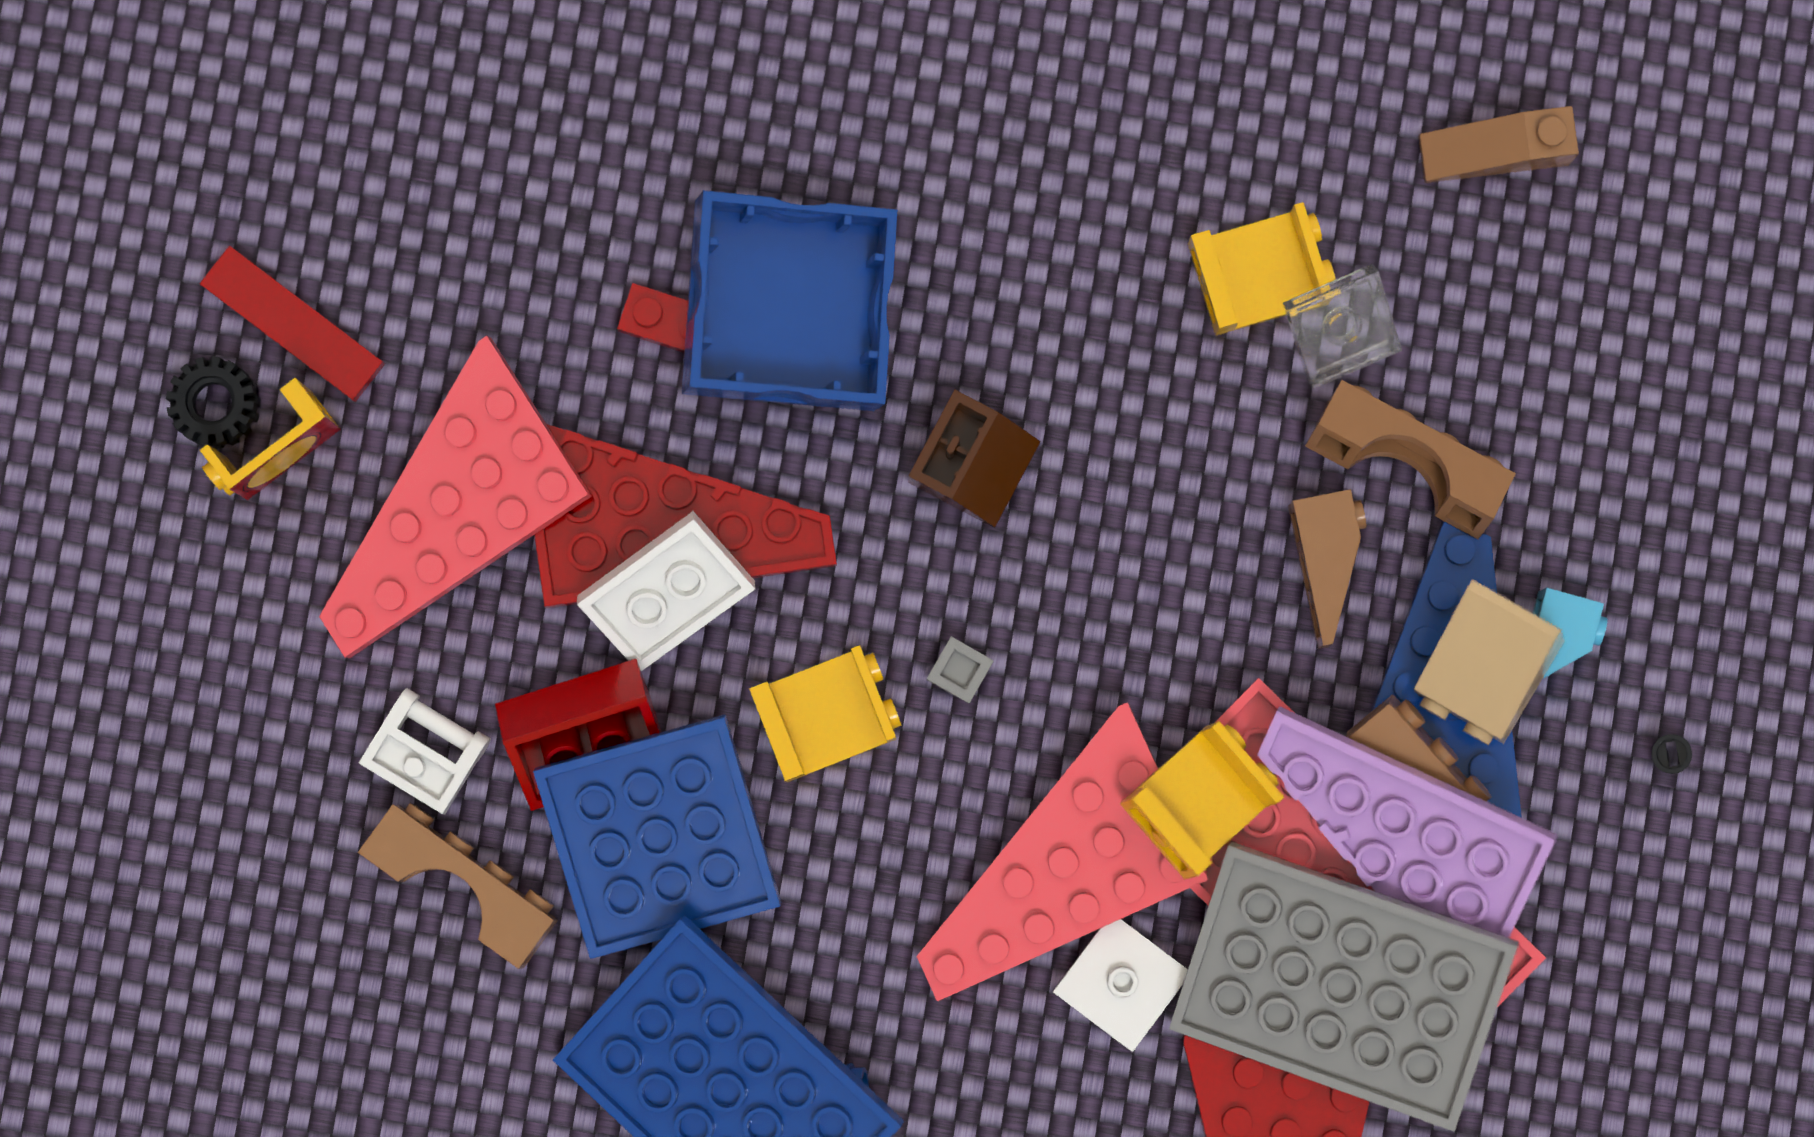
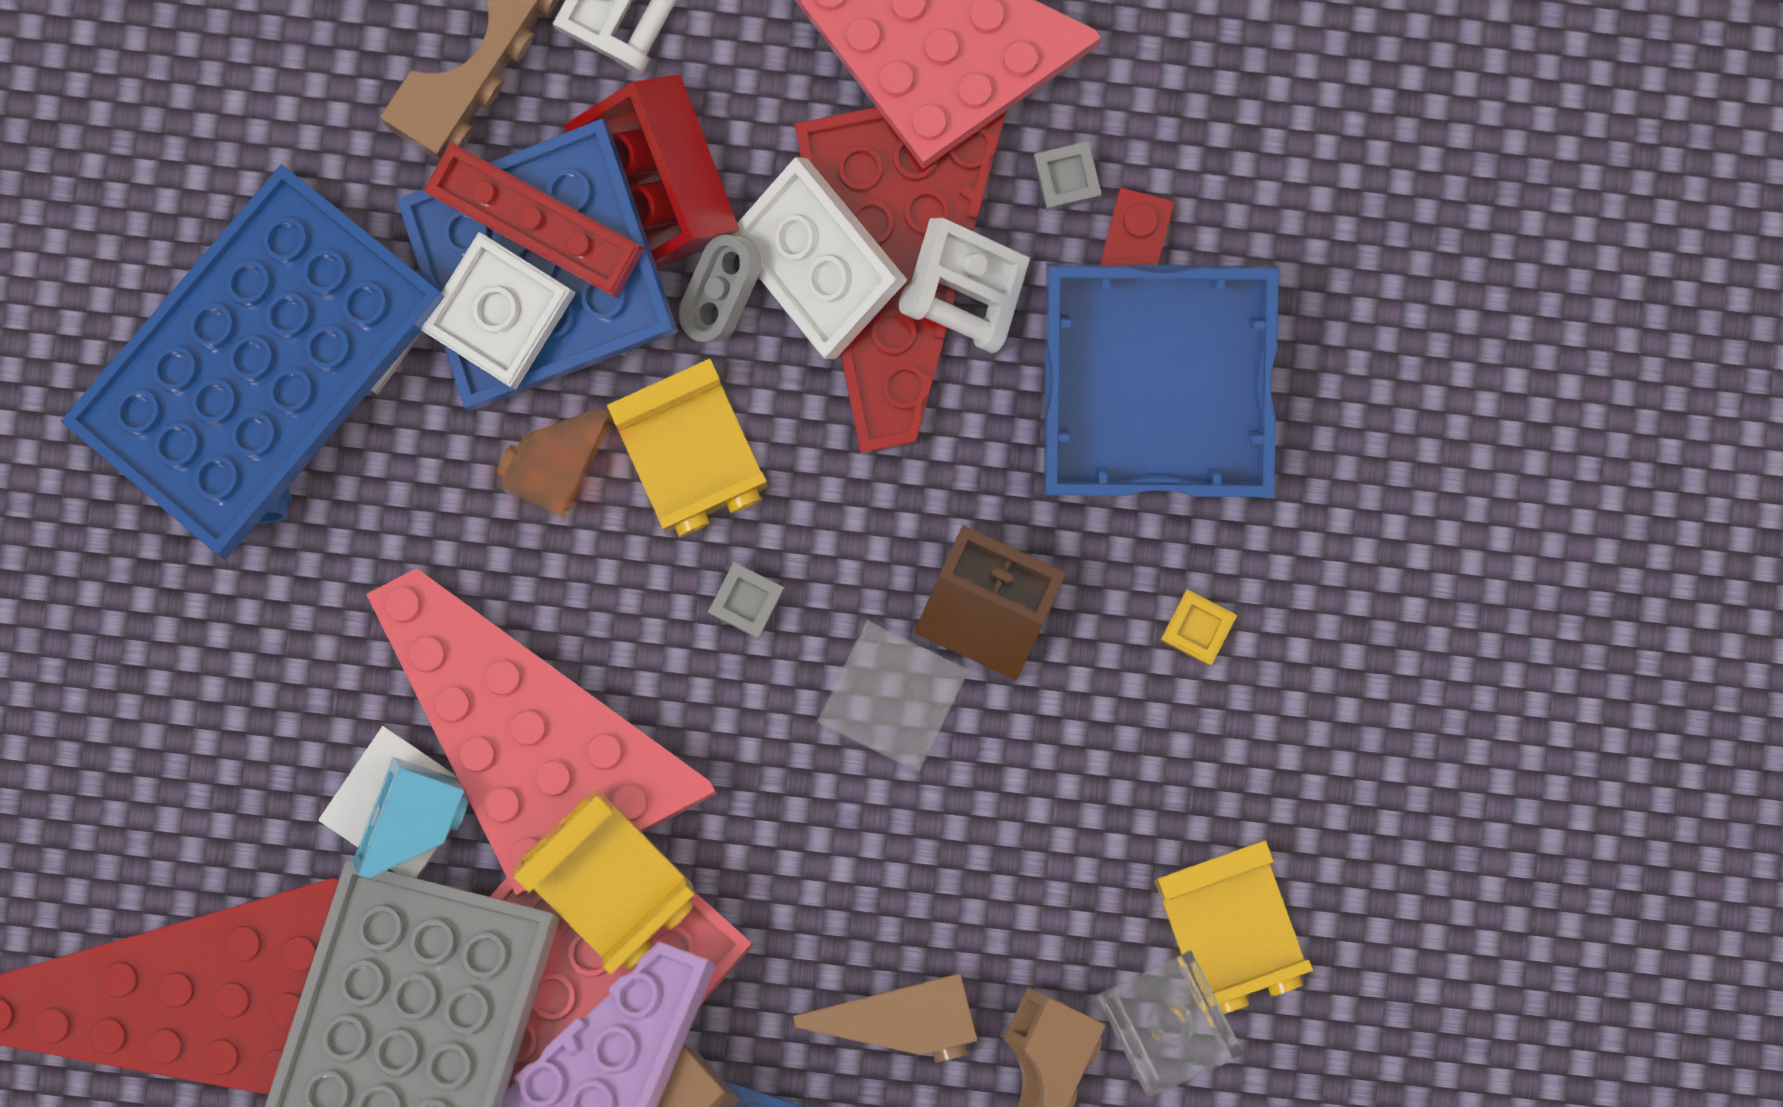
camera: 80 degrees right, 0 degrees up
(604, 373) = (1067, 176): none -> light grey plate
(619, 835) = (534, 220): none -> red tile
(681, 458) = (971, 267): none -> white plate
(682, 679) = (719, 285): none -> light grey plate
(698, 870) = (498, 310): none -> white plate
(831, 832) = (554, 462): none -> clear orange slope
(1002, 284) = (1198, 627): none -> yellow tile
(1048, 548) = (892, 696): none -> clear tile
(1137, 970) = (409, 817): none -> medium azure slope

